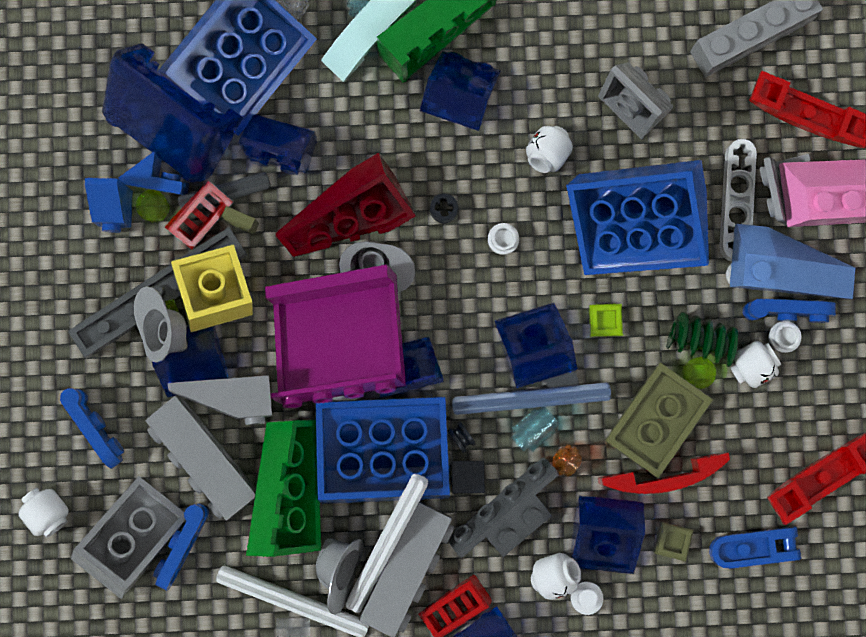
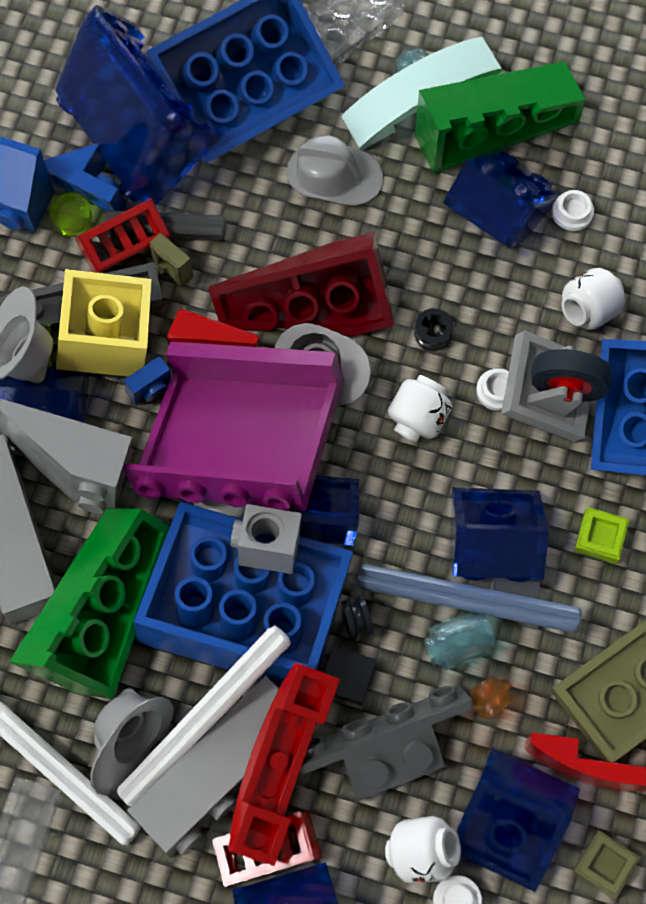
camera: 20 degrees right, 15 degrees down
(260, 319) = (148, 381): none -> blue plate
(278, 144) = (252, 188): clear blue slope -> none
(285, 271) = (195, 328): none -> red slope
(332, 107) = (334, 172): none -> light grey piece
(397, 402) = (272, 556): none -> light grey brick
(443, 558) = (276, 761): none -> red slope
(454, 274) = (420, 408): none -> white head
(513, 81) = (573, 210): none -> white plate
(541, 227) = (553, 385): none -> light grey plate

